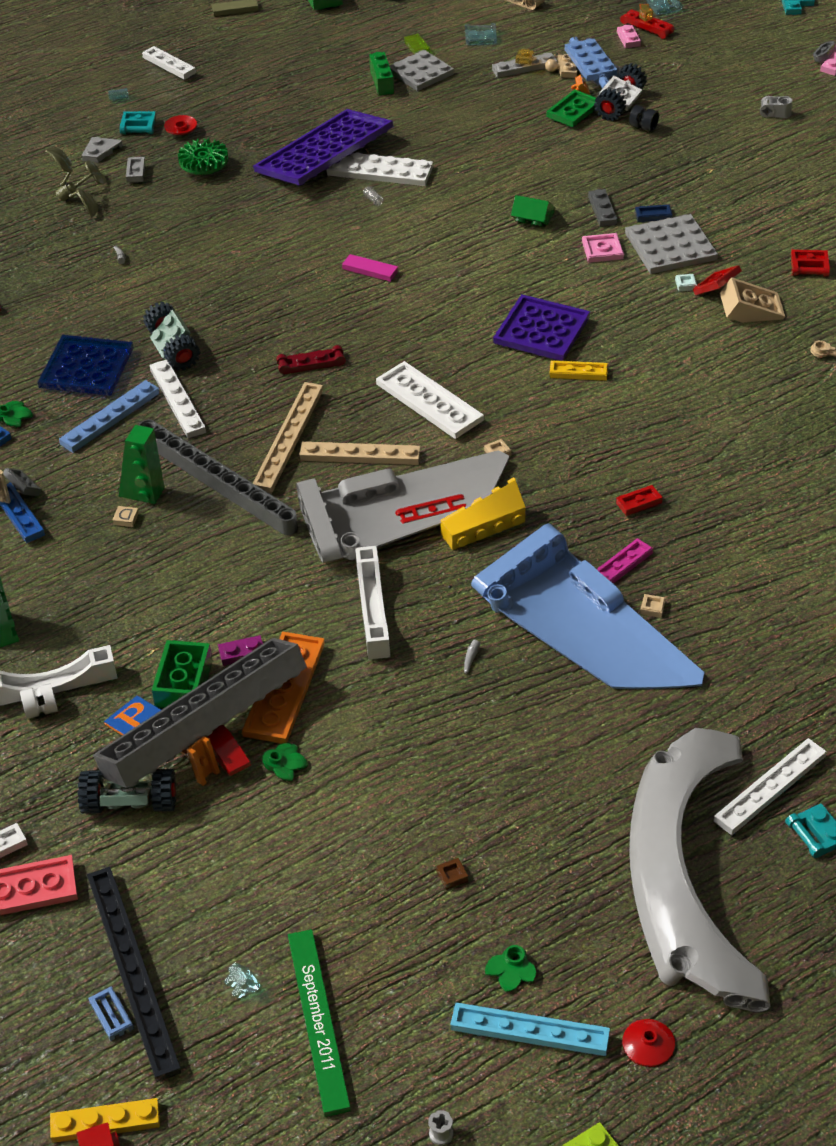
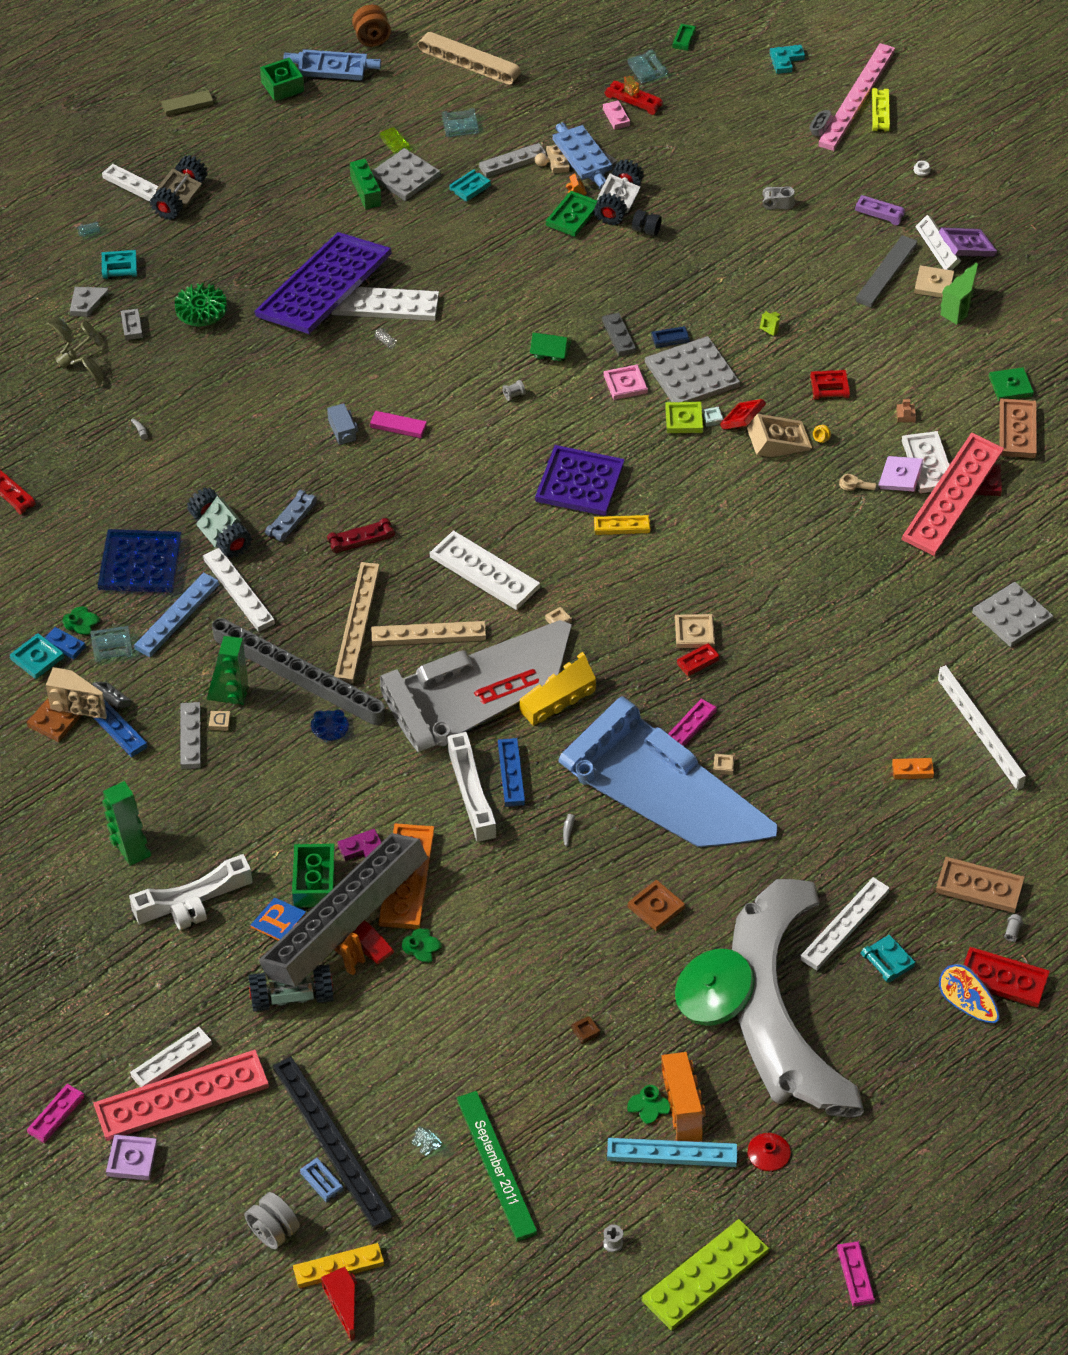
camera: 10 degrees left, 5 degrees up
(35, 1055) = (272, 1220): none -> light grey wheel
(36, 431) = (109, 639): none -> clear light blue plate
(92, 528) = (190, 735): none -> light grey plate
(180, 125) = (166, 265): red dish -> none
(208, 65) = (179, 187): none -> plate
(237, 529) = (329, 724): none -> clear blue dish
(246, 338) = (291, 516): none -> sand blue plate
(314, 262) = (341, 424): none -> sand blue brick
(418, 593) = (511, 772): none -> blue plate
(480, 81) = (470, 185): none -> teal plate
(484, 249) = (514, 390): none -> light grey bush
(524, 56) = (512, 152): clear yellow plate -> none
(553, 964) = (683, 1096): none -> orange wedge
(555, 744) = (656, 905): none -> dark orange plate
(608, 840) = (714, 987): none -> green dish
(639, 472) = (694, 630): none -> tan plate
(656, 280) = (684, 417): none -> lime plate
(755, 206) = (770, 322): none -> lime tile
(797, 304) = (821, 433): none -> yellow plate

